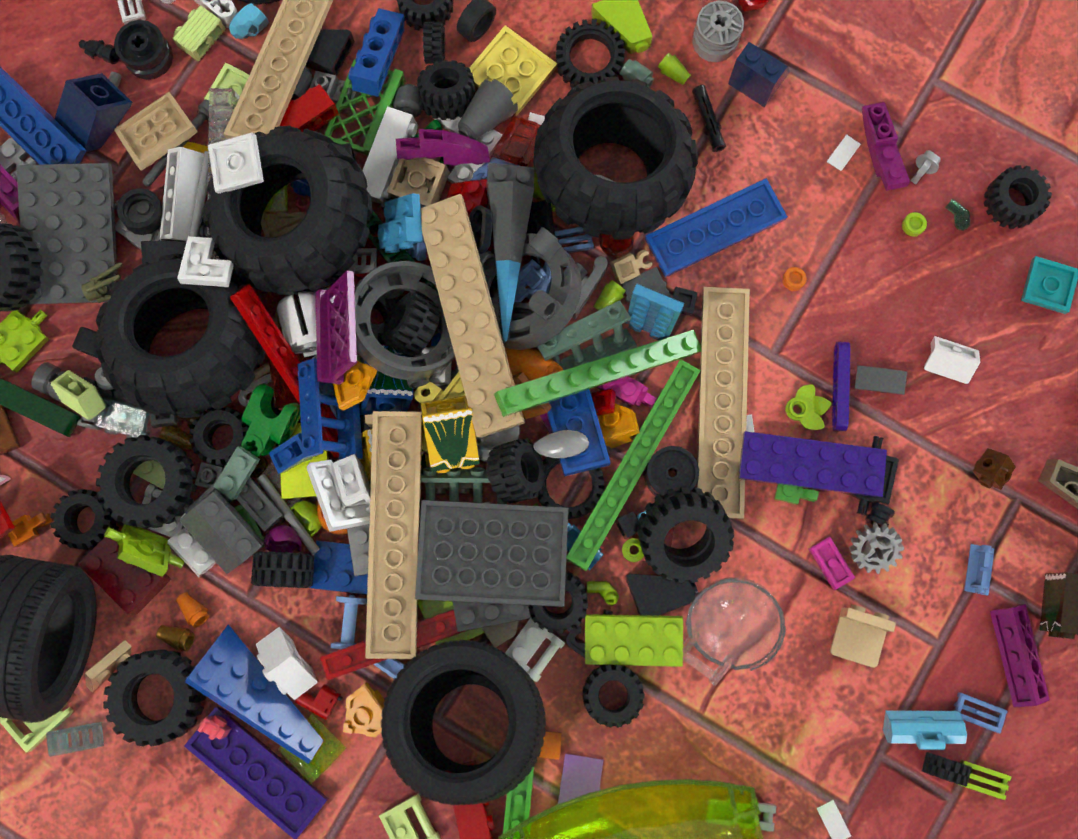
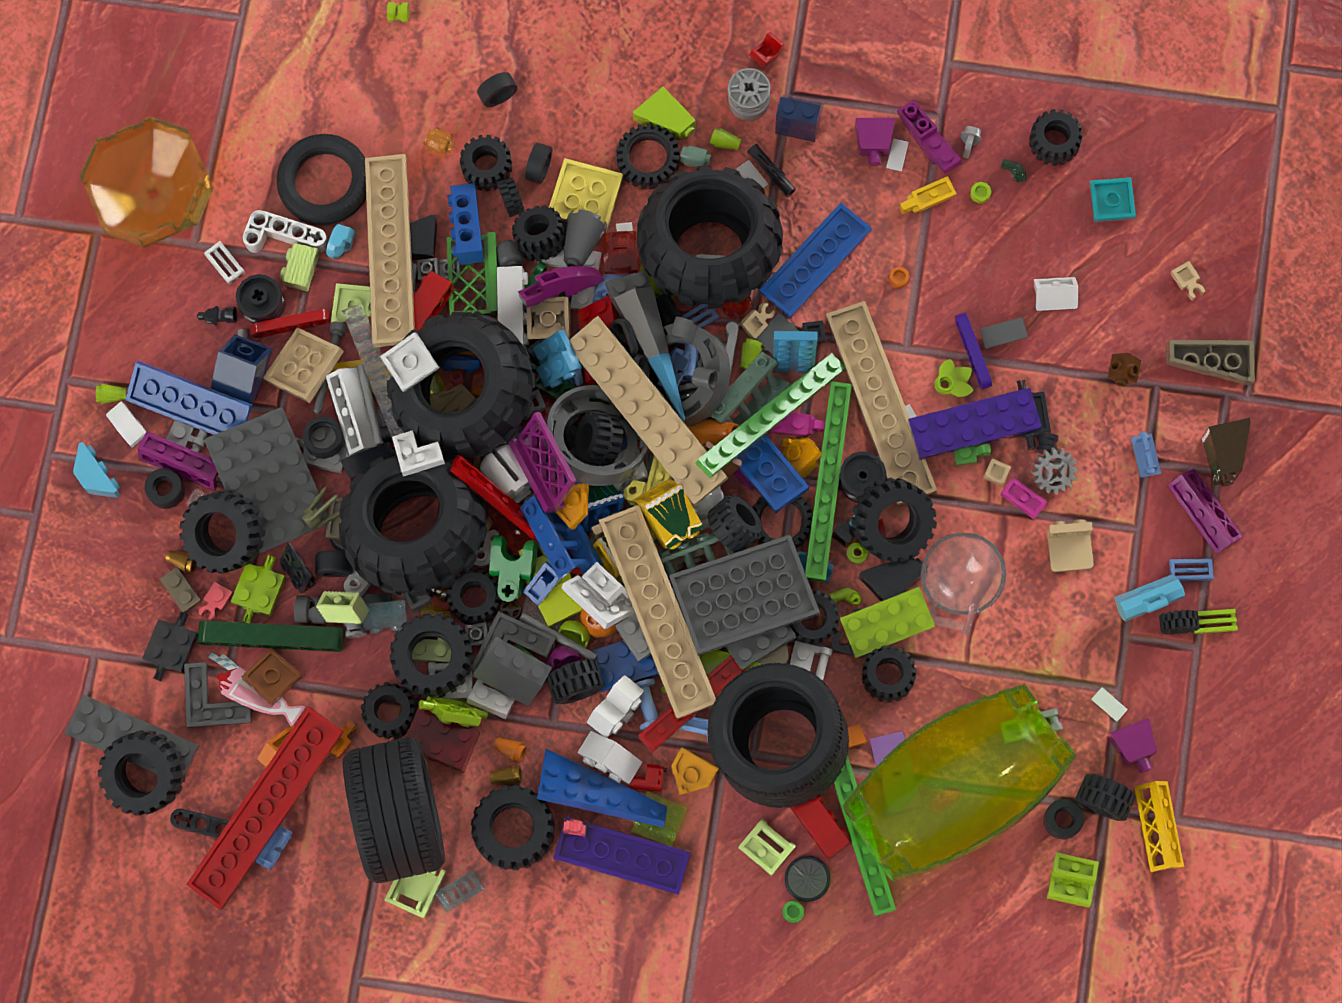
camera: 20 degrees left, 5 degrees down
(61, 327) = (292, 564): none -> black hinge
(102, 670) = (460, 821): tan wing -> none
(163, 85) = (289, 323): none -> red beam
(236, 473) = (504, 617): sand green plate -> none
(315, 614) = (617, 707): none -> white brick
(562, 444) = (763, 487): light grey arm -> none
(604, 401) = (783, 441): red tile -> none
(687, 108) = (748, 170): none -> white sticker
(814, 523) = (997, 472): none -> tan tile
(827, 125) = (874, 138): none -> magenta torso
(859, 207) = (928, 196): none -> yellow hinge

